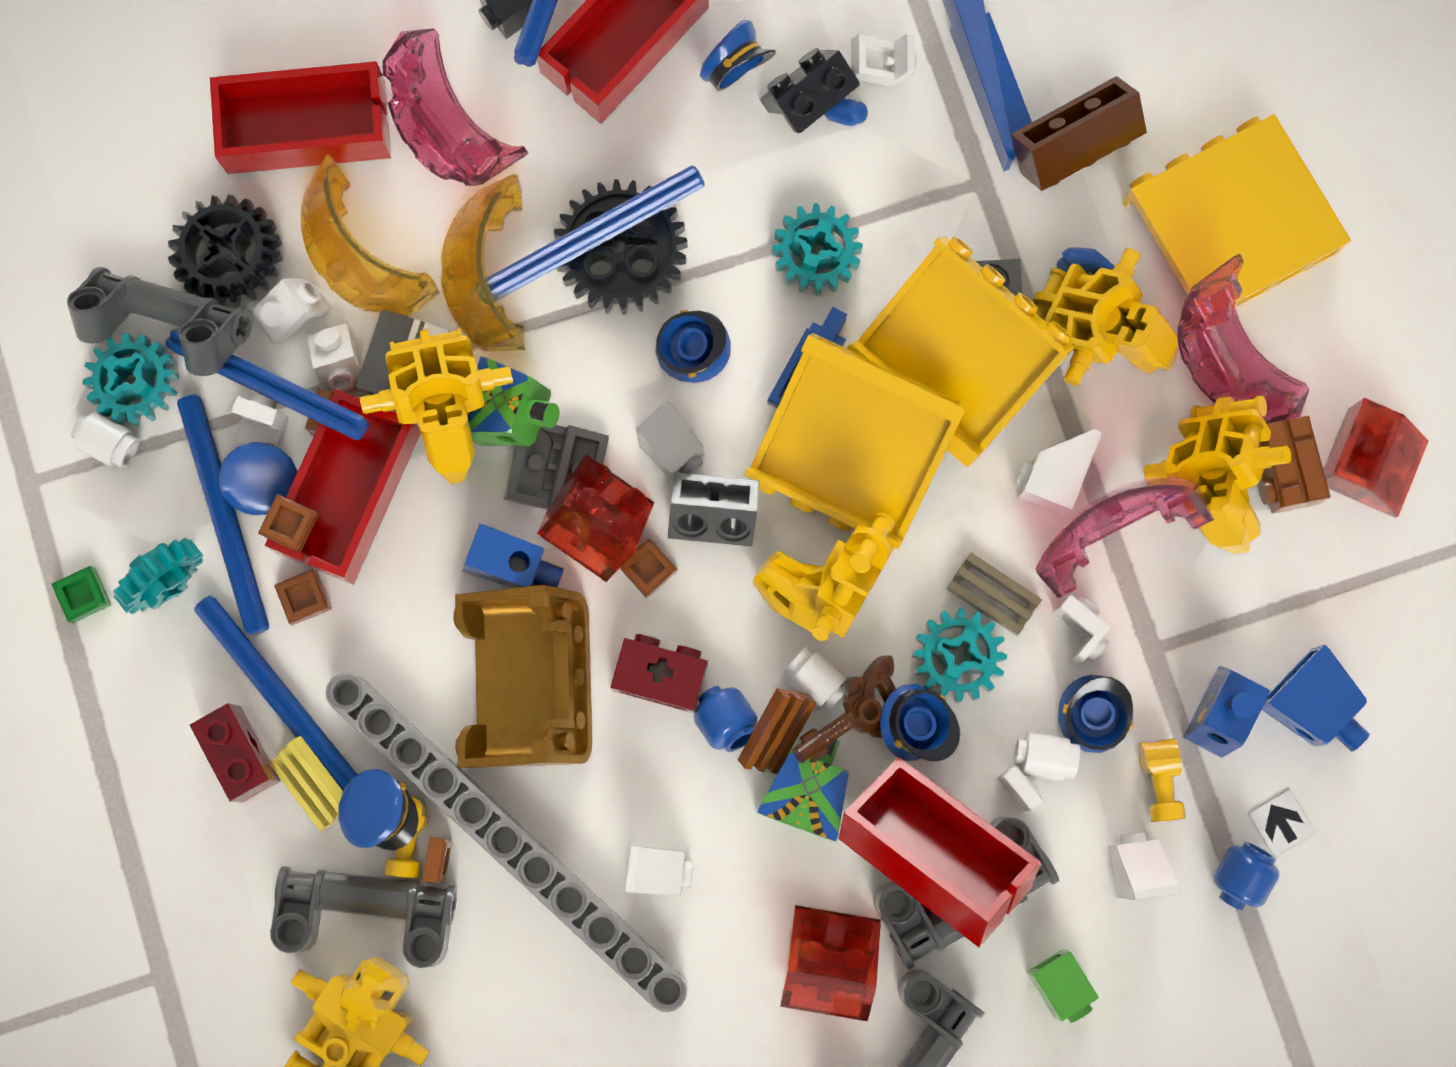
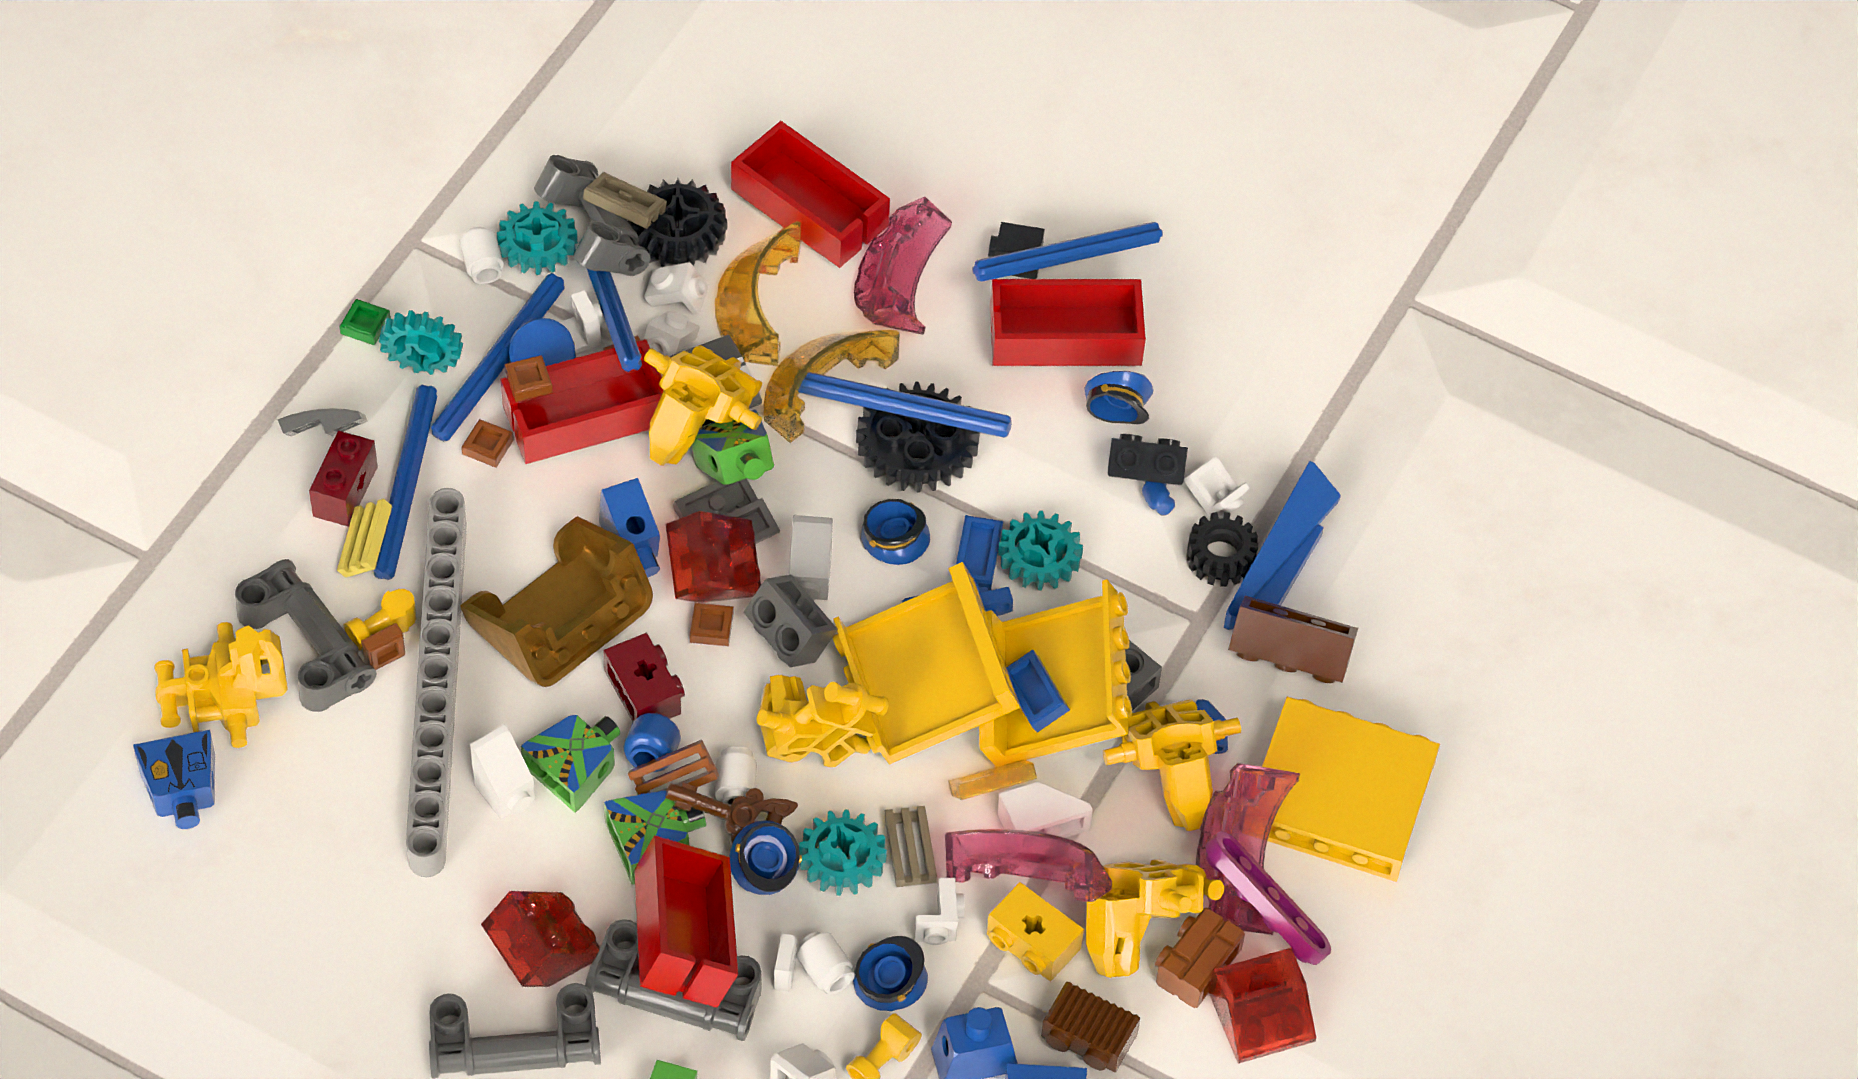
camera: 45 degrees right, 25 degrees down
(168, 719) = (331, 420): none -> dark grey slope
(171, 285) = (624, 200): none -> dark tan tile
(377, 811) = (384, 580): blue piece -> none
(682, 793) = (572, 758): none -> bright green torso
(769, 297) = (980, 548): none -> blue tile
(946, 85) = (1221, 531): none -> black tyre
(955, 375) = (1036, 691): none -> blue tile
(996, 479) = (992, 779): none -> clear yellow tile
(1181, 558) = (1034, 932): none -> yellow brick
(1279, 603) = (1090, 1028): none -> reddish brown brick
(1294, 371) = (1268, 898): none -> magenta plate

